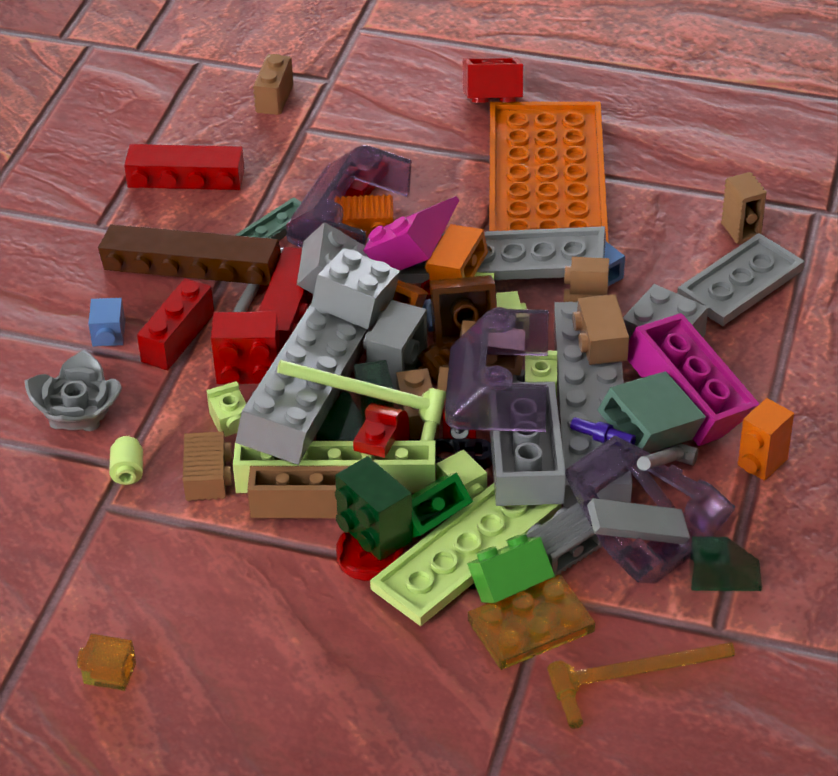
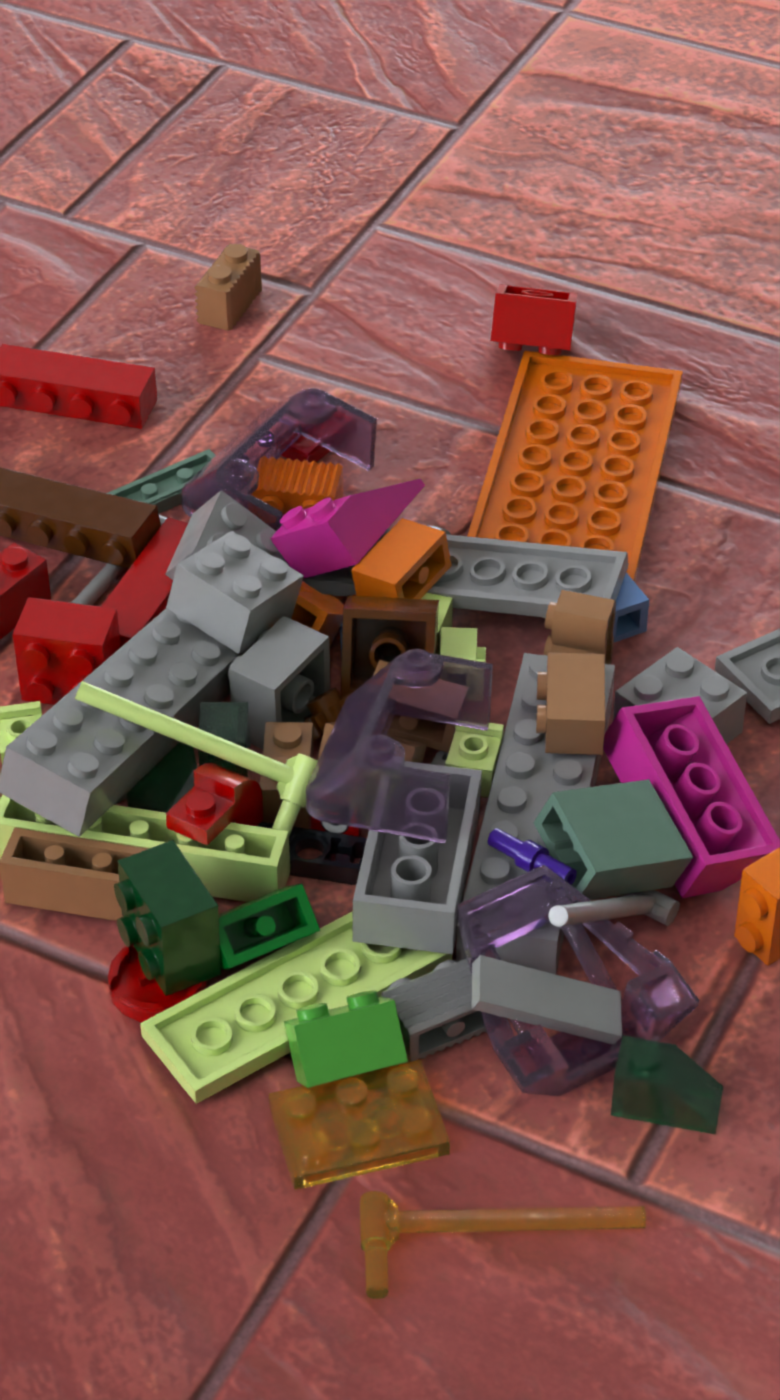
camera: 10 degrees right, 0 degrees up
(469, 471) = (324, 885): yellowish green brick -> none

